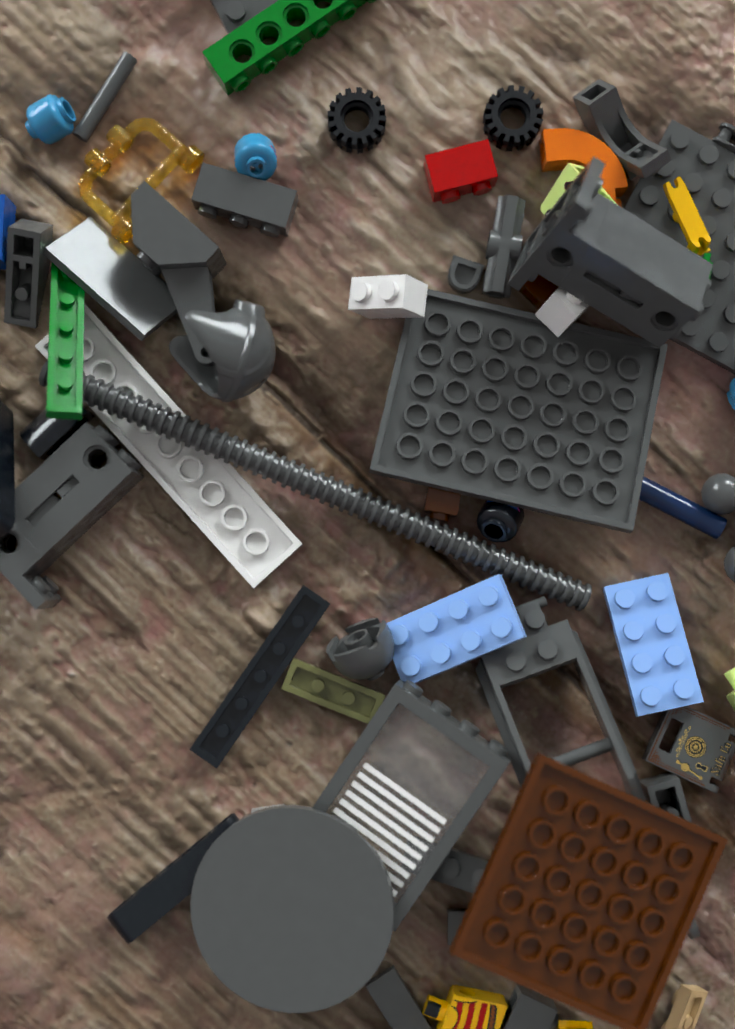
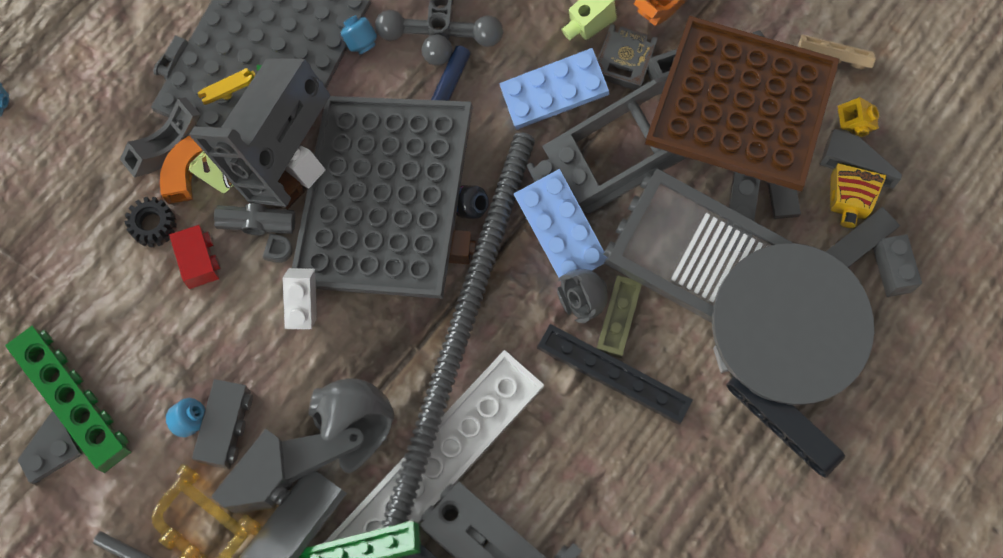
camera: 95 degrees left, 15 degrees down
(348, 103) = (142, 330): black tyre -> none

